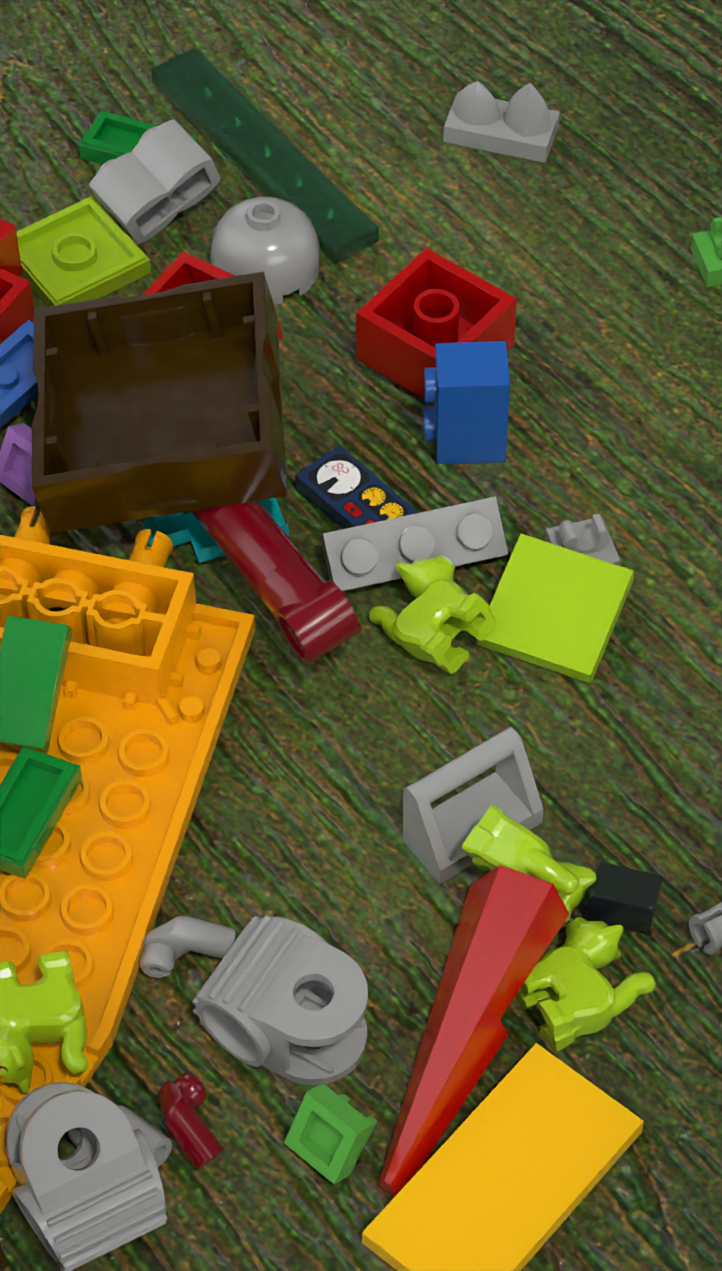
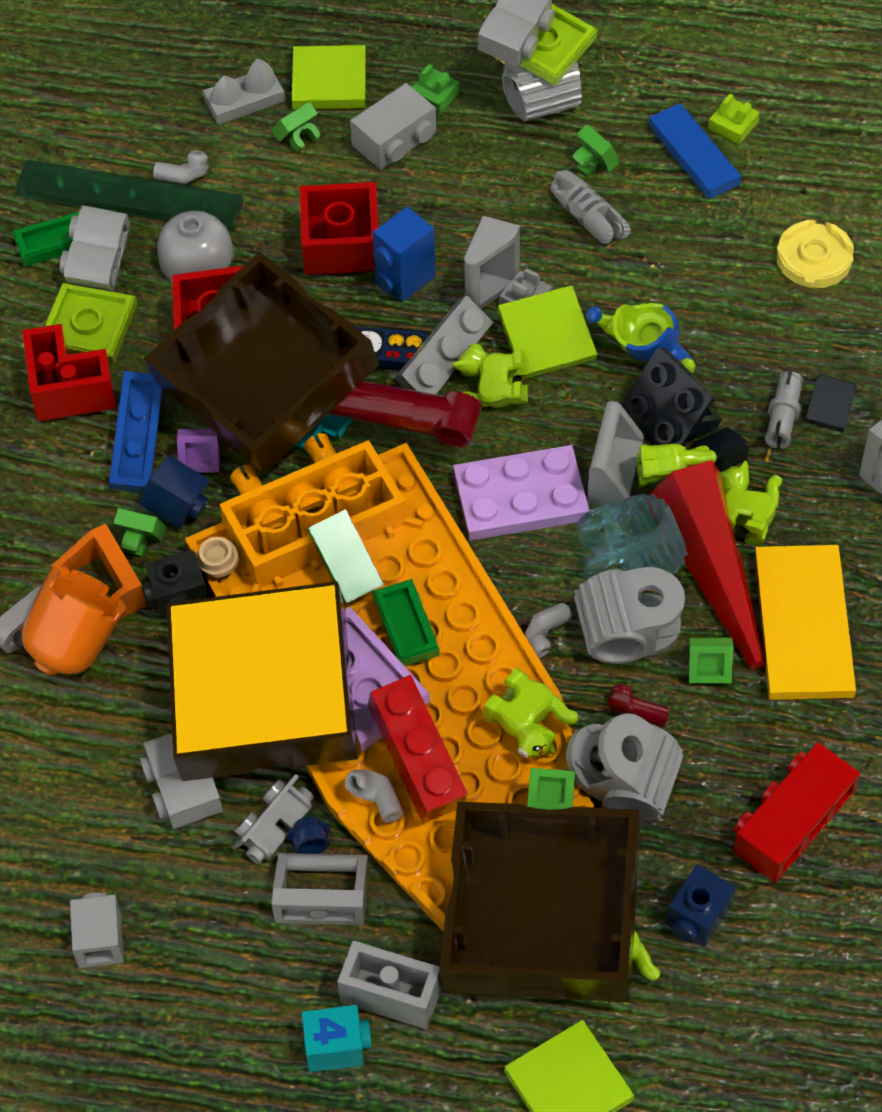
camera: 40 degrees left, 5 degrees up
(328, 769) = (520, 492): none -> lavender plate
(345, 167) = (185, 173): none -> light grey arm
(390, 935) = (645, 539): none -> clear light blue piece
(520, 187) = (297, 123): none -> bright green tile
(582, 480) = (491, 260): none -> light grey tile
(610, 795) = (670, 401): none -> black bracket
(618, 165) = (329, 76): none -> lime tile
(626, 261) = (393, 126): none -> light grey brick
(666, 692) = (643, 330): none -> lime piece

